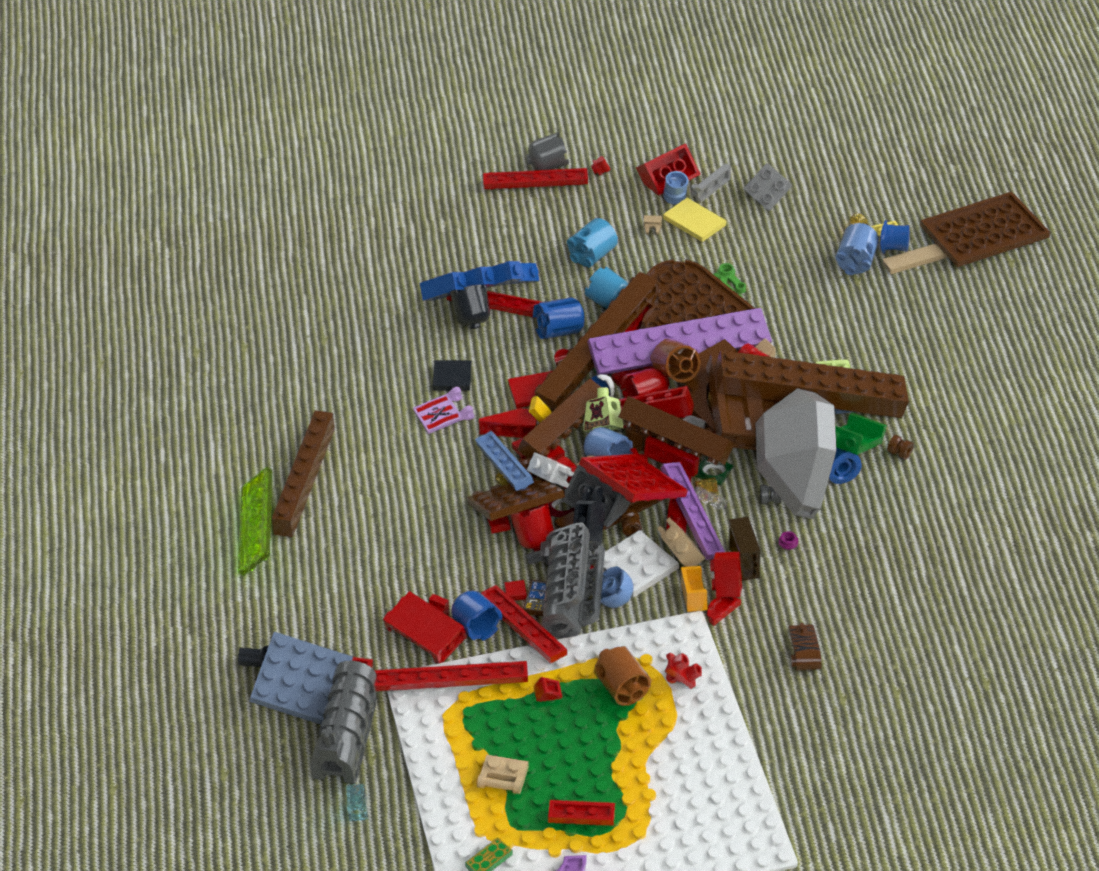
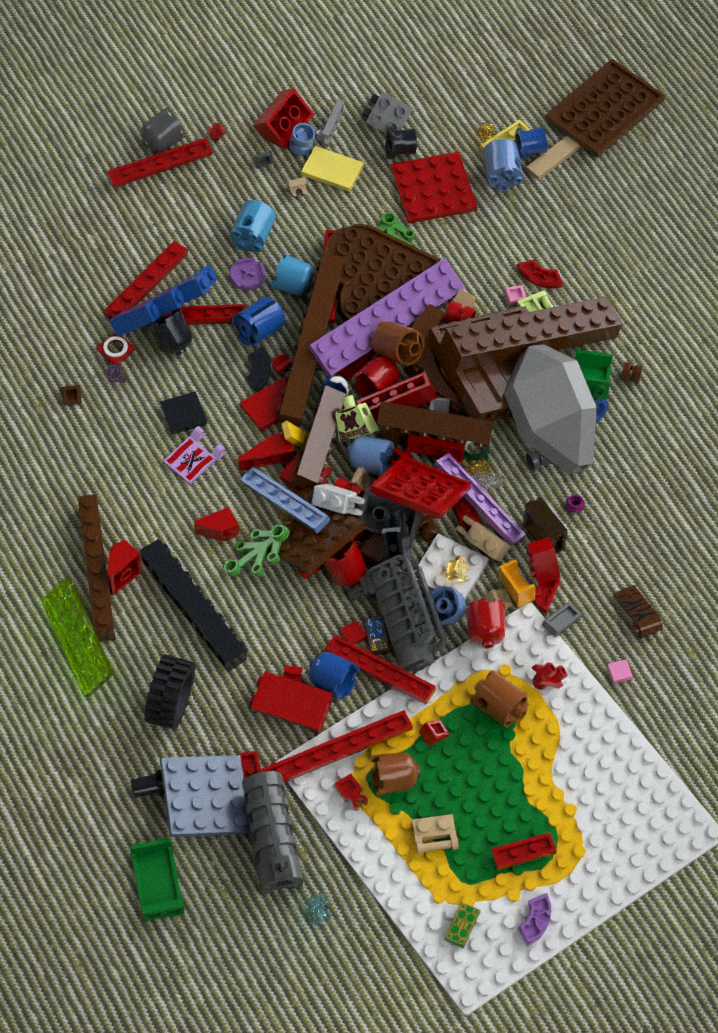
camera: 25 degrees left, 15 degrees up
(222, 737) = (157, 879): none -> green panel
(310, 581) = (169, 692): none -> black tyre
(324, 476) = (123, 565): none -> red slope
(358, 336) = (71, 395): none -> reddish brown slope
(377, 527) = (193, 605): none -> black brick
(406, 329) = (115, 373): none -> clear purple plate
(417, 318) = (115, 358): none -> red piece
(433, 469) = (218, 525): none -> red slope
(440, 714) = (350, 789): none -> red plate
(457, 497) = (275, 537): none -> bright green plant
(487, 707) = (393, 773): none -> dark orange cylinder
(491, 258) = (147, 279): none -> red plate
(542, 359) = (260, 369): none -> black tile
(570, 282) = (247, 274): none -> medium lavender tile
(632, 196) = (263, 159): none -> dark grey slope
(639, 559) = (456, 568): none -> clear yellow tile
(643, 608) = (486, 622): none -> red cylinder
(670, 601) = (500, 594): none -> tan slope
(724, 632) = (562, 619): none -> dark grey tile
(760, 692) = (619, 671): none -> bright pink tile
(768, 210) = (400, 142): none -> black piece
(783, 255) = (433, 187): none -> red plate
(816, 356) = (514, 294): none -> bright pink tile
(850, 349) = (539, 276): none -> red tile

